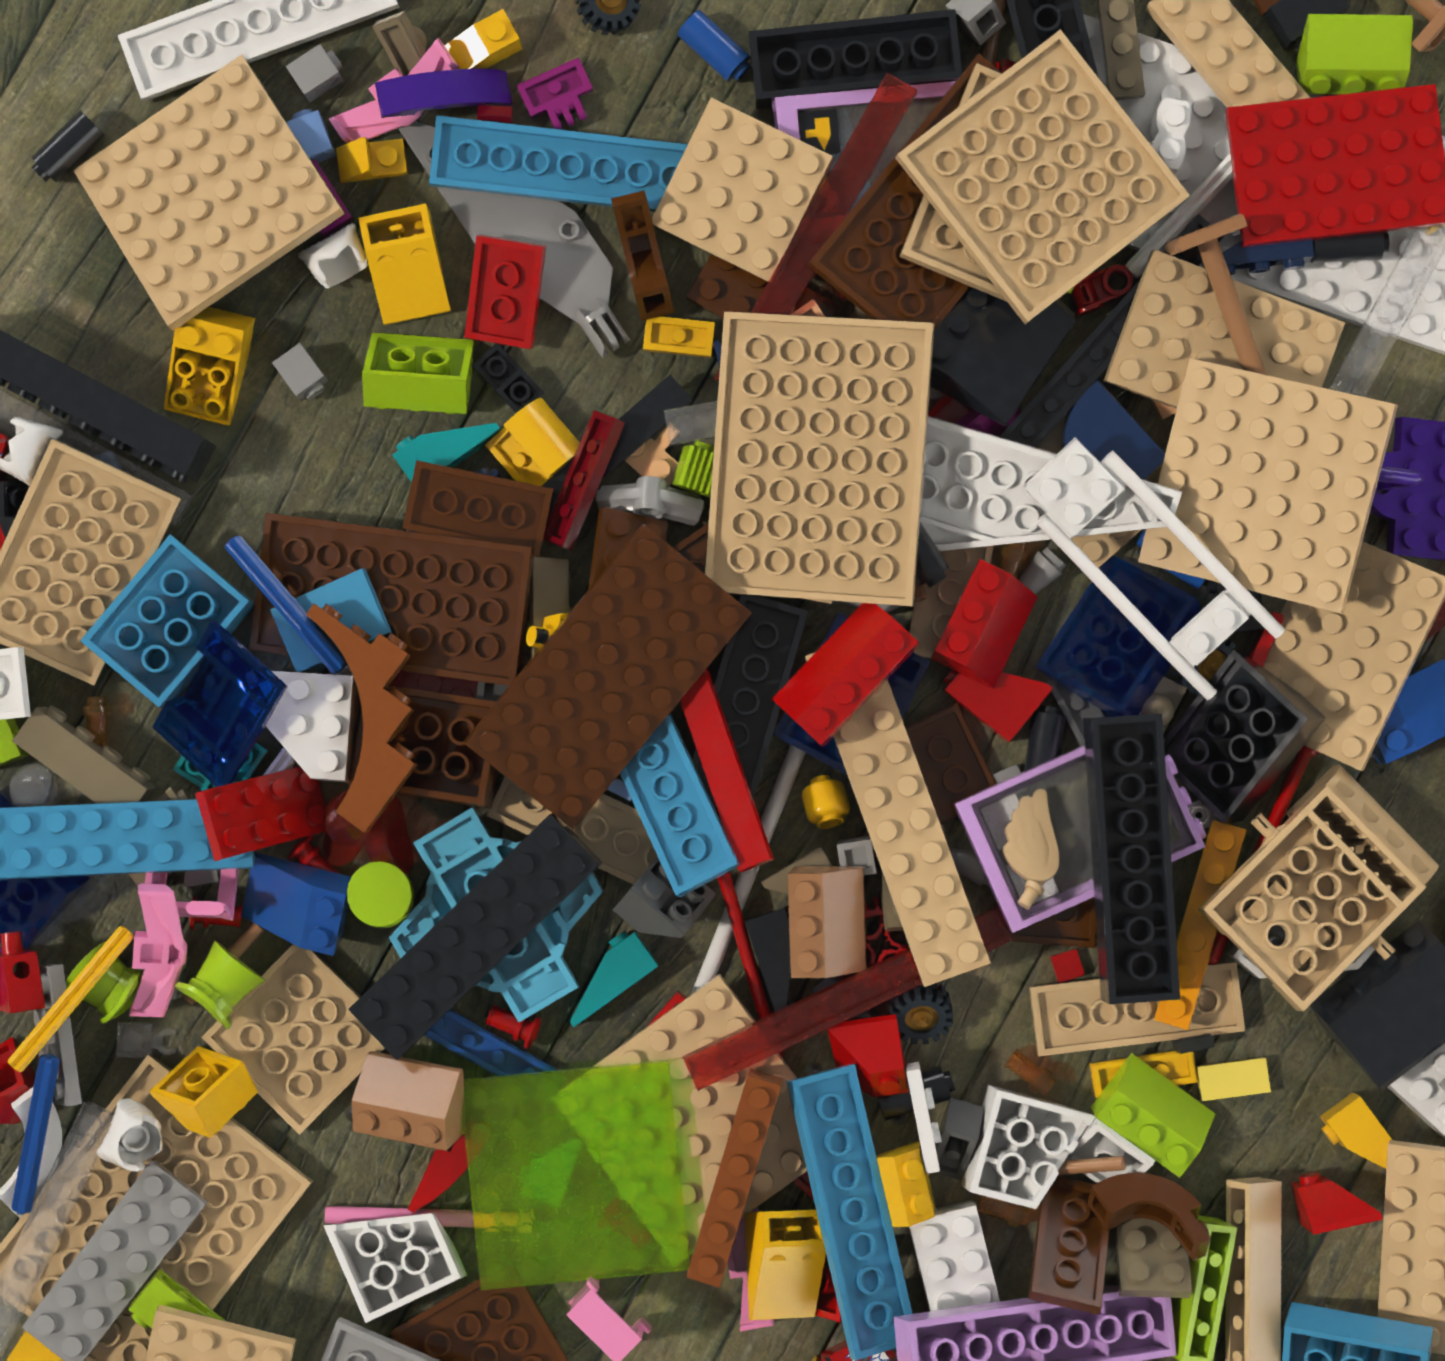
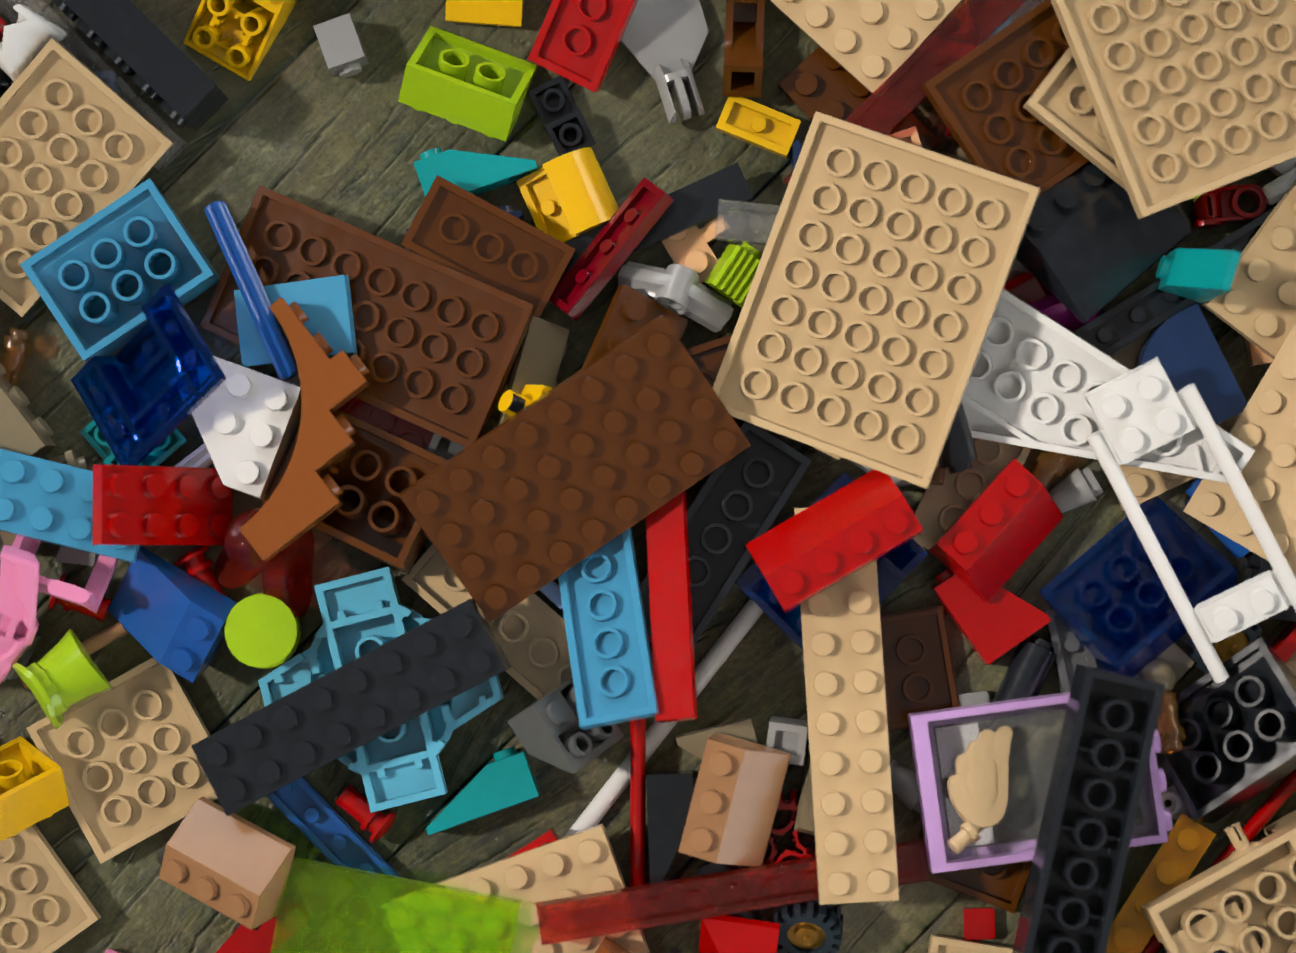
camera: 15 degrees right, 0 degrees up
(825, 802) = (770, 671): yellow head -> none
(1088, 355) = (1197, 272): none -> teal slope
(1178, 747) = (1168, 725): none -> clear orange animal

